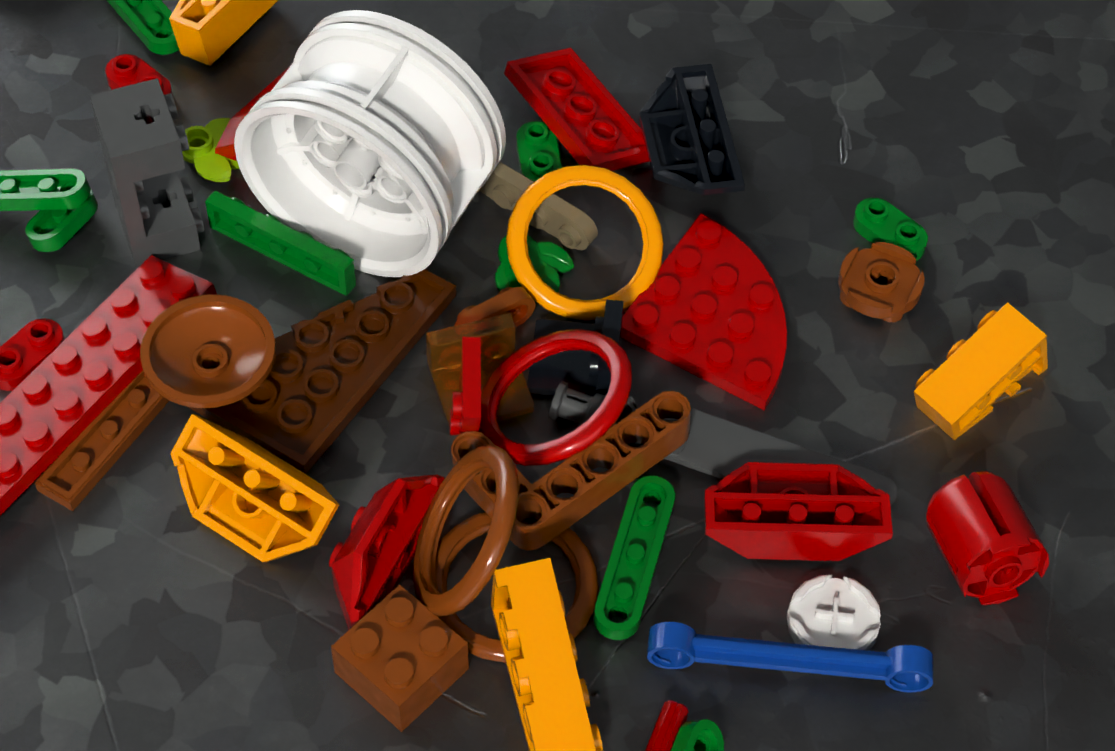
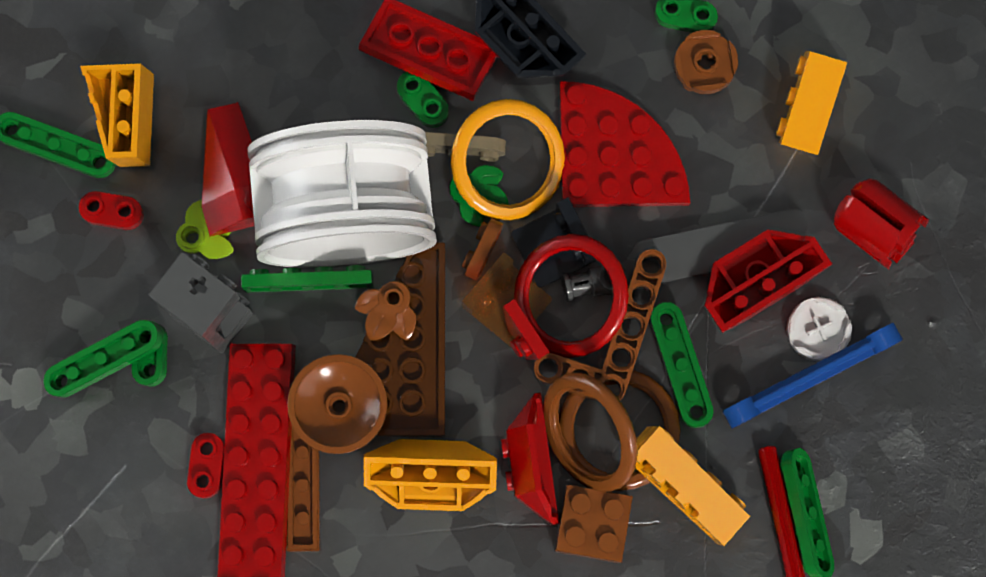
camera: 30 degrees left, 25 degrees up
(336, 310) = (386, 316): none -> dark orange plate

